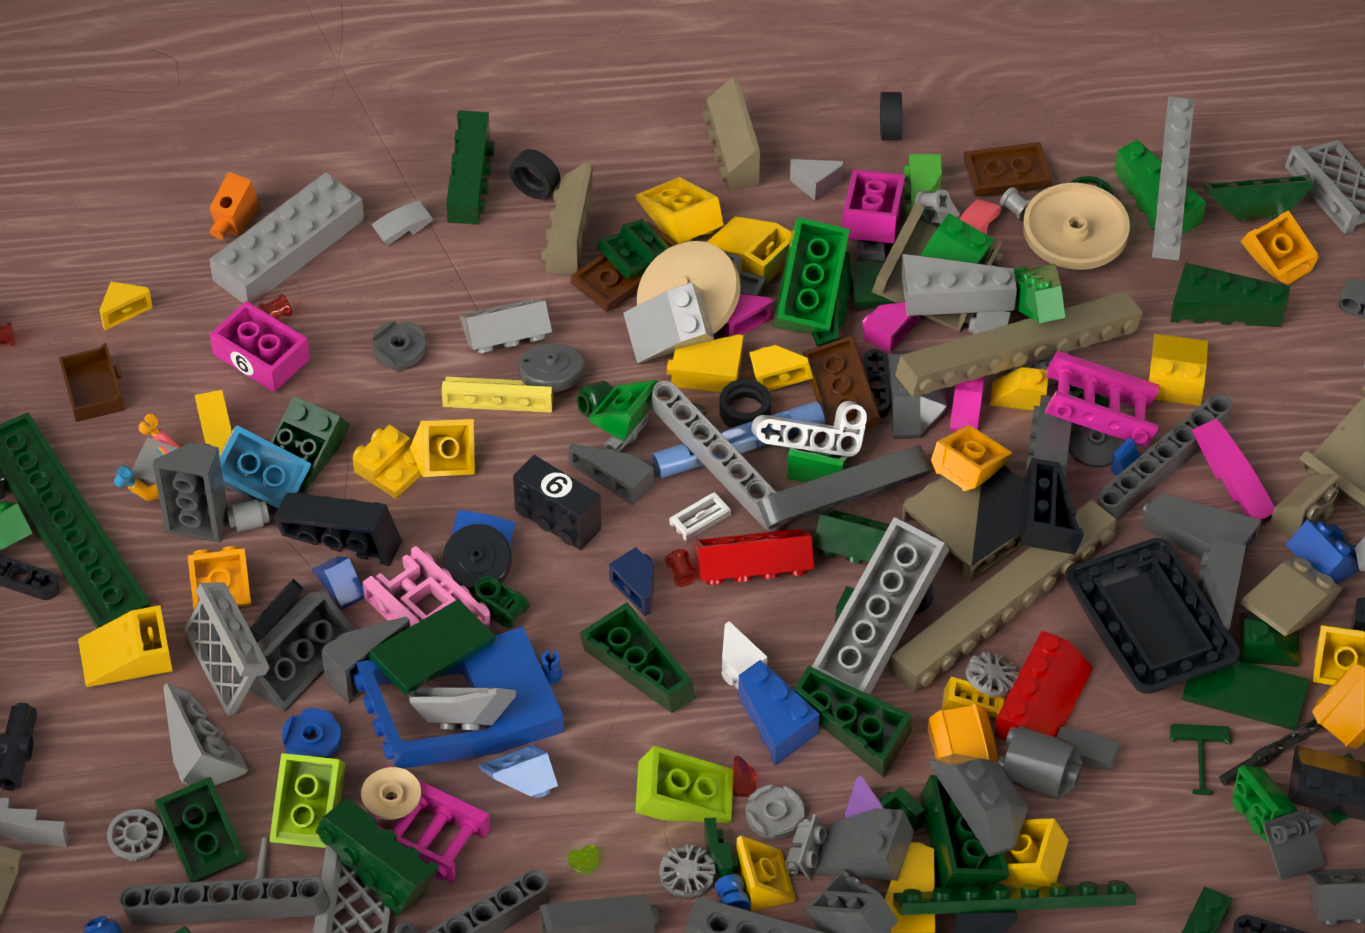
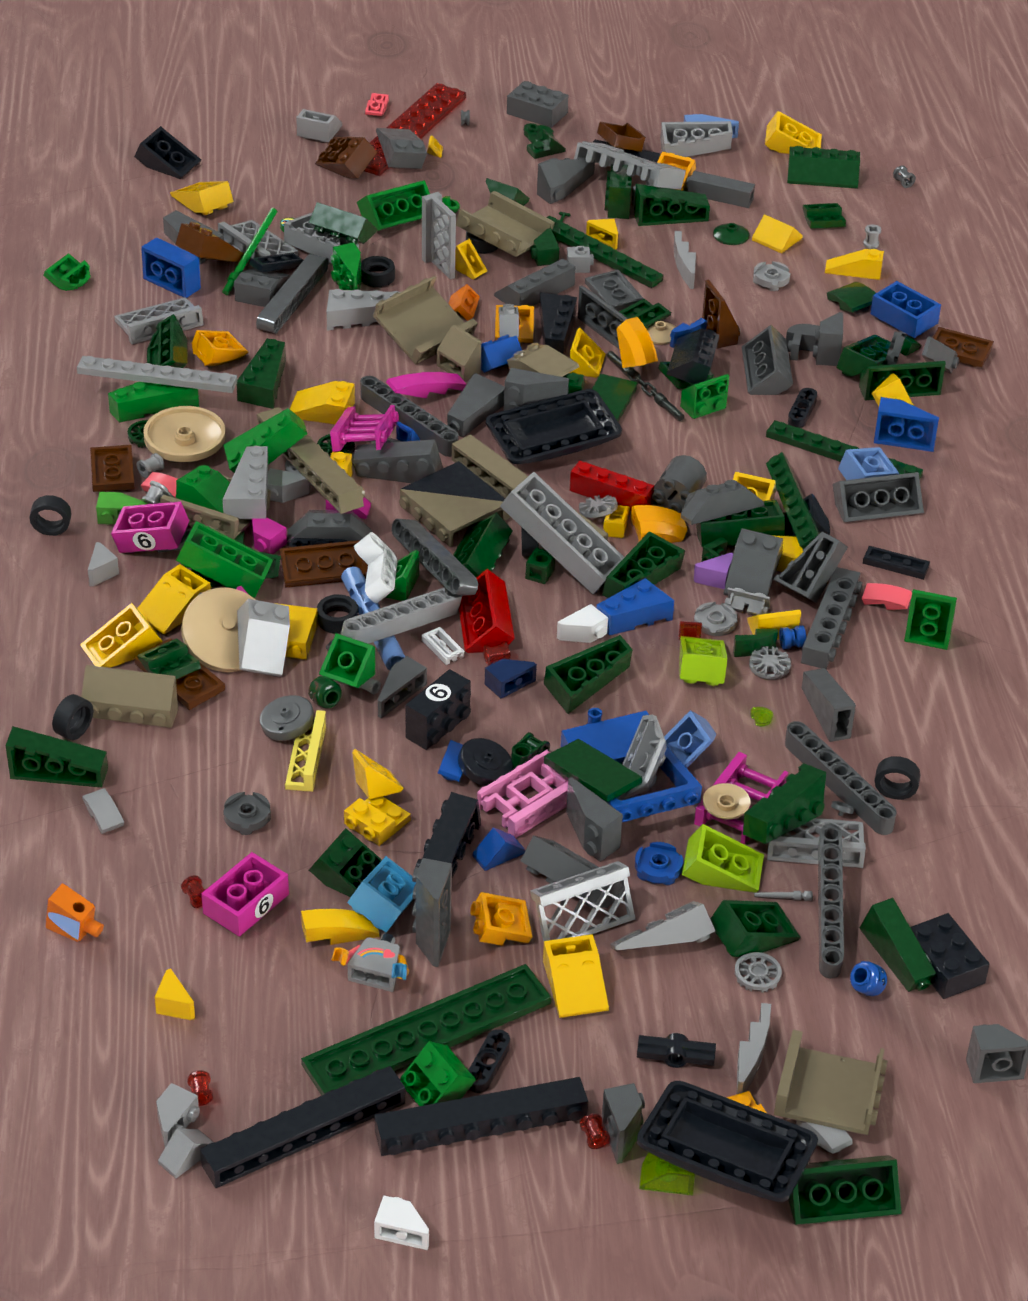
camera: 90 degrees left, 10 degrees down
(92, 383) = (266, 1016): reddish brown container -> none
(275, 609) = (525, 885): black beam -> none
(287, 239) = (115, 882): light grey brick -> none
(506, 324) = (232, 744): light grey slope -> none
(733, 136) = (51, 599): dark tan slope -> none
(779, 367) = (304, 589): yellow slope -> none
(968, 457) = (420, 487): light orange slope -> none
(1046, 510) = (469, 454): black wedge -> none
(1093, 749) = (655, 469): dark grey slope -> none
(1200, 733) = (641, 426): dark green piece -> none
(1295, 843) = (737, 380): dark grey hinge -> none

